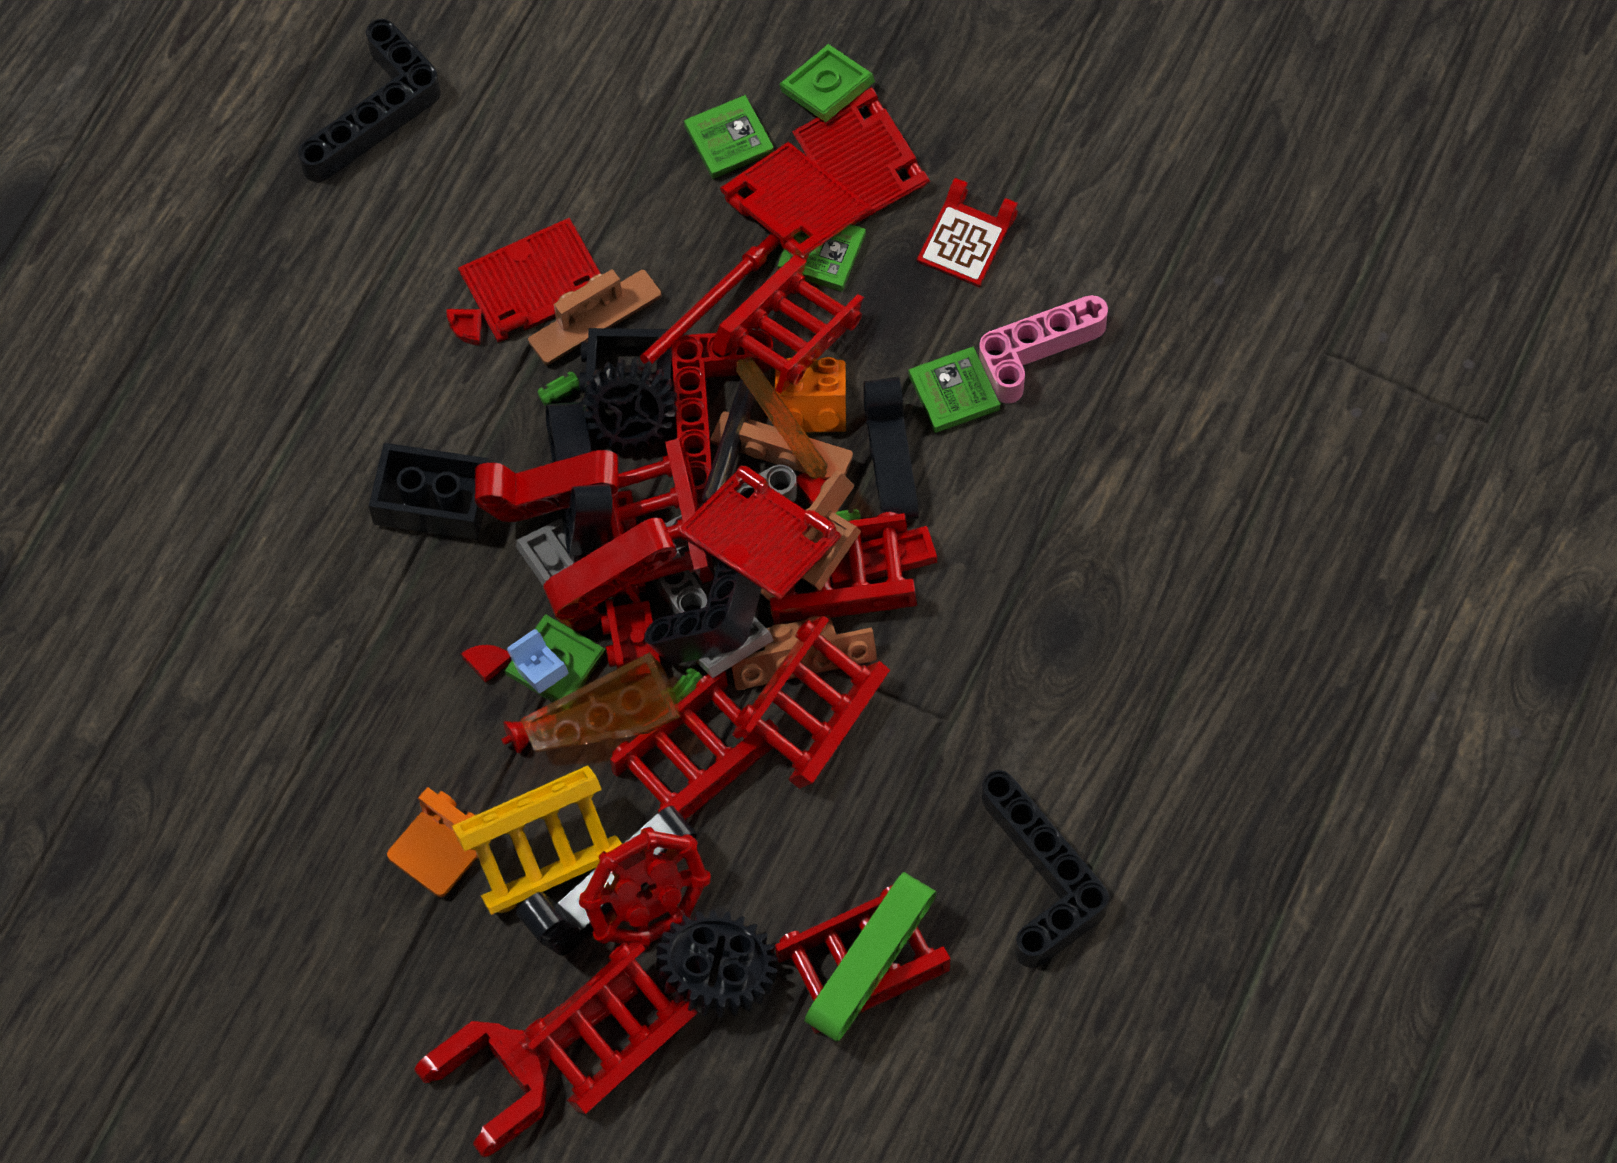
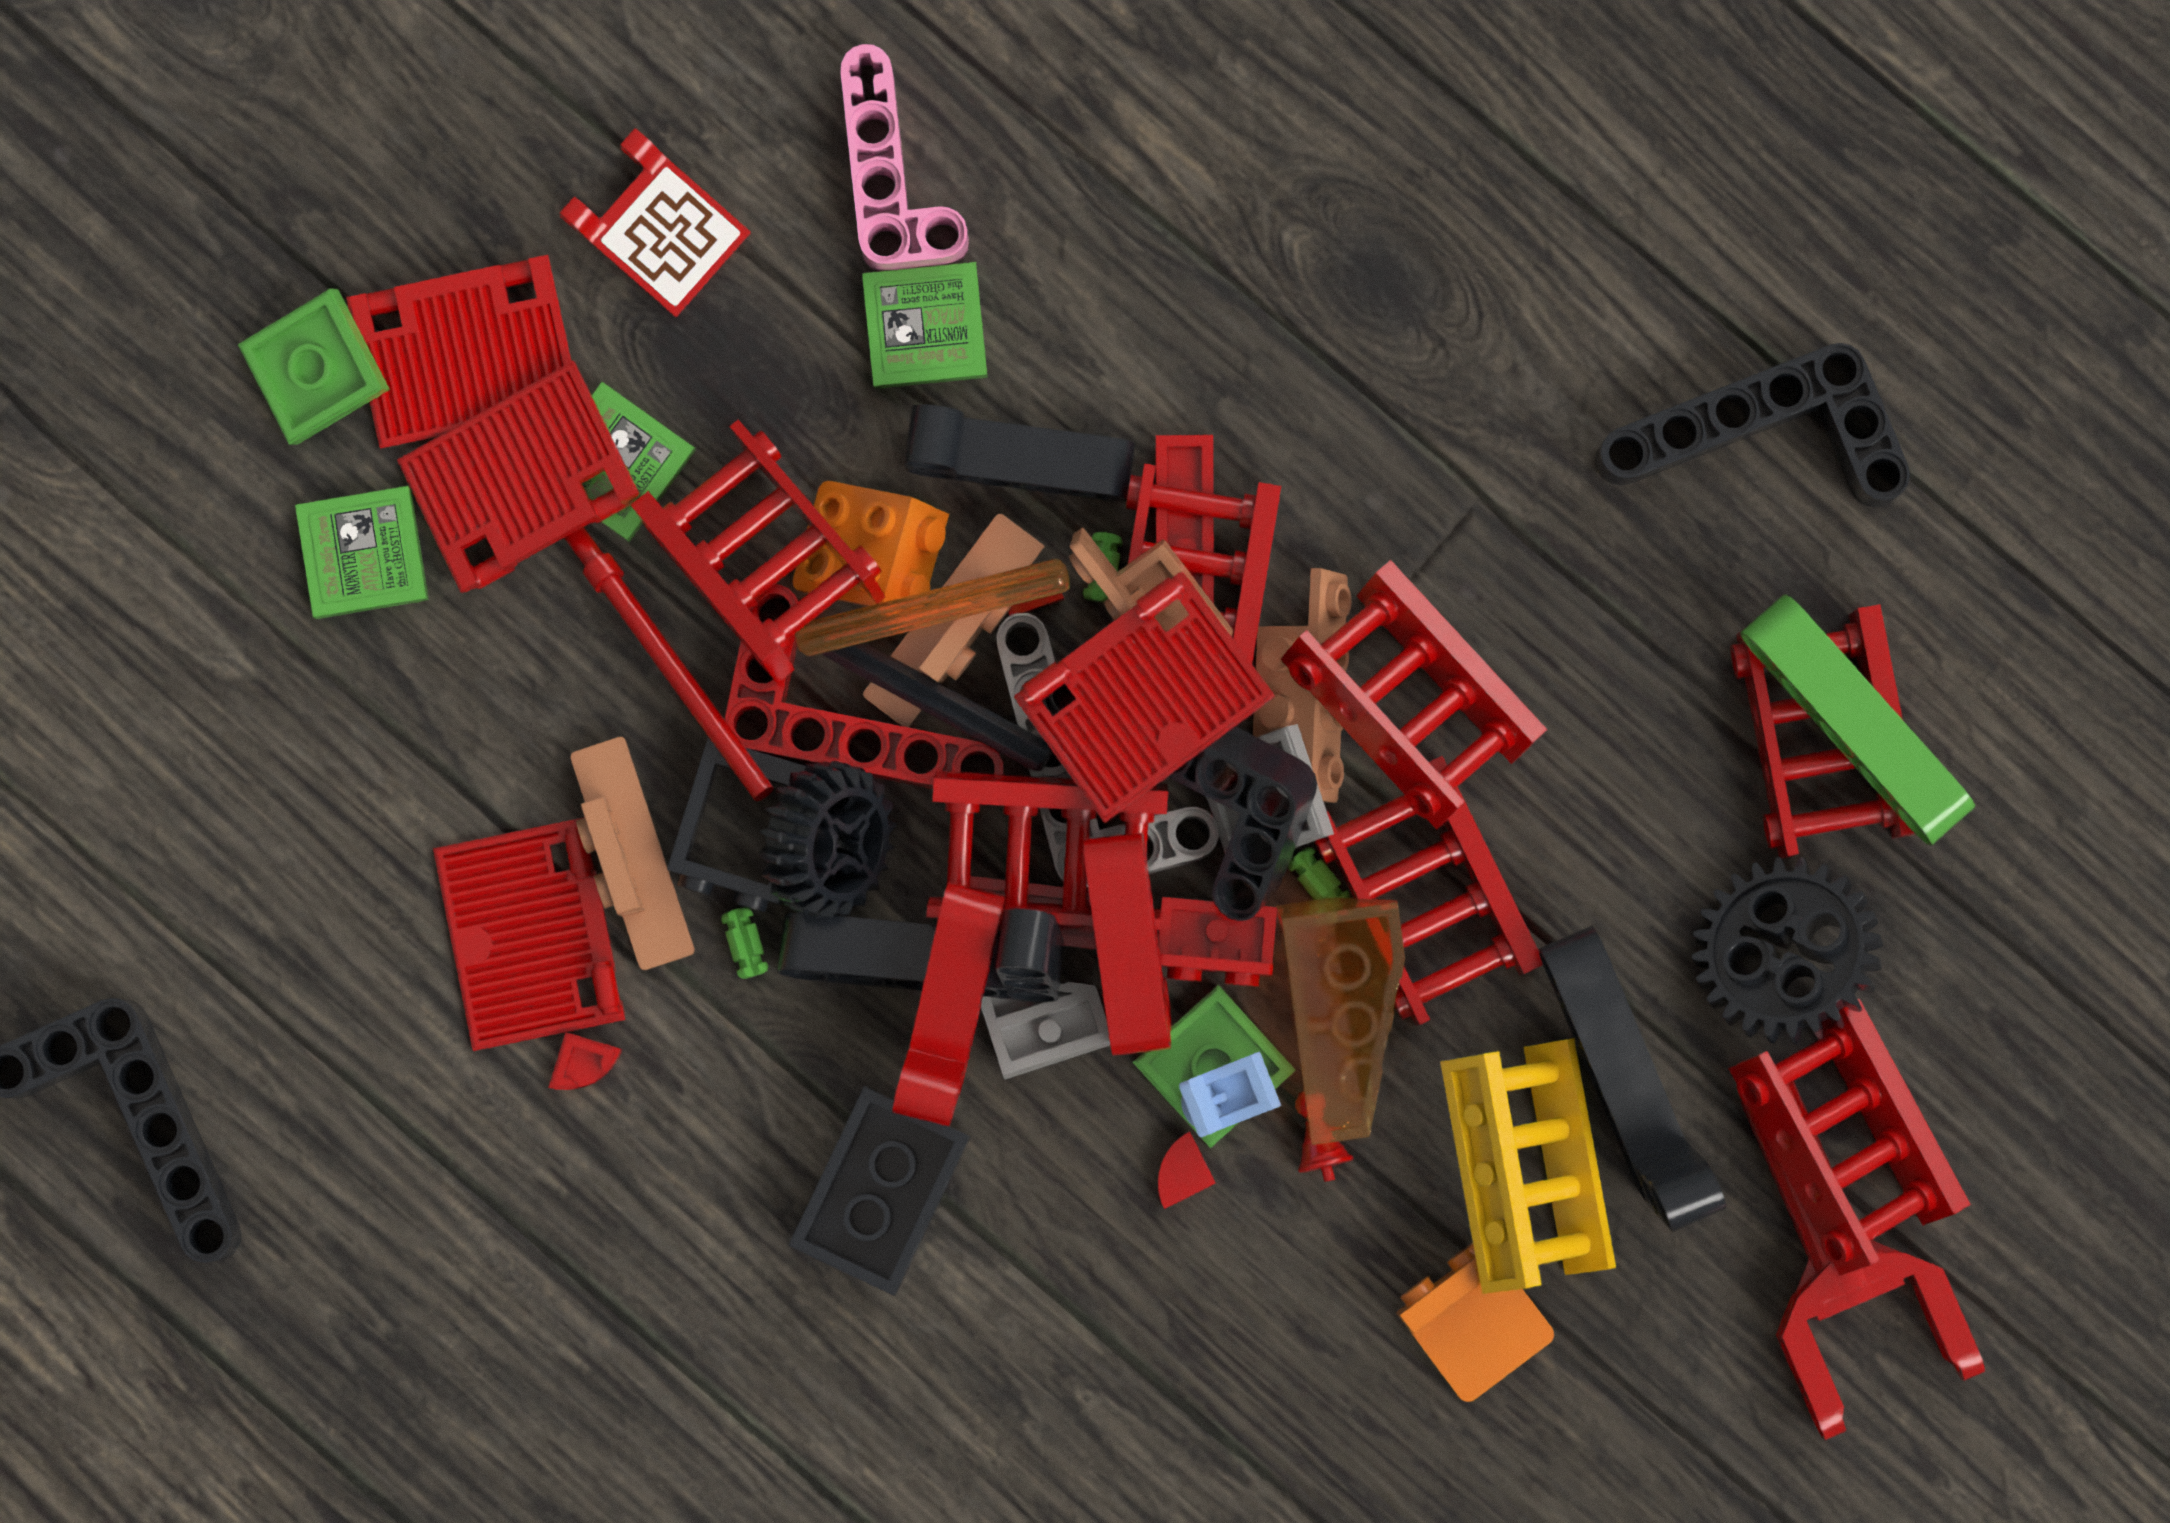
camera: 75 degrees left, 20 degrees up
(634, 865) = (1659, 1026): red plate -> none

